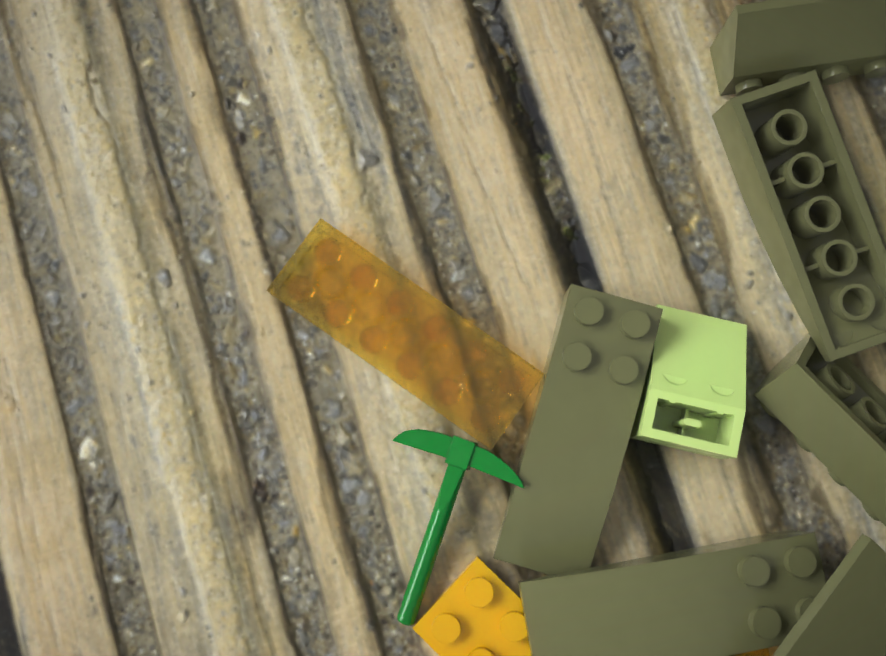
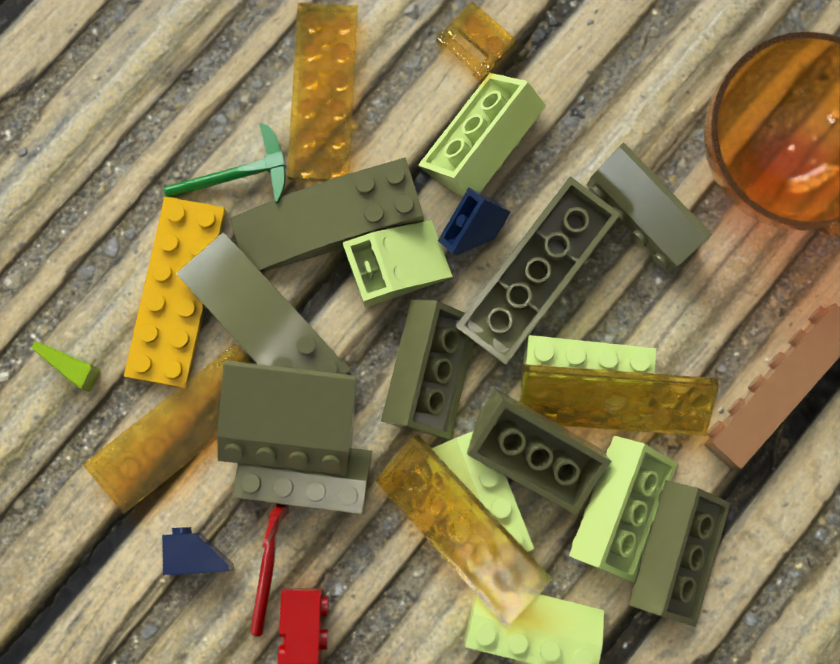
camera: 55 degrees right, 0 degrees up
(456, 93) = (483, 34): none -> clear yellow plate
(588, 174) = (483, 134): none -> yellowish green slope
(703, 256) = (473, 223): none -> dark blue slope

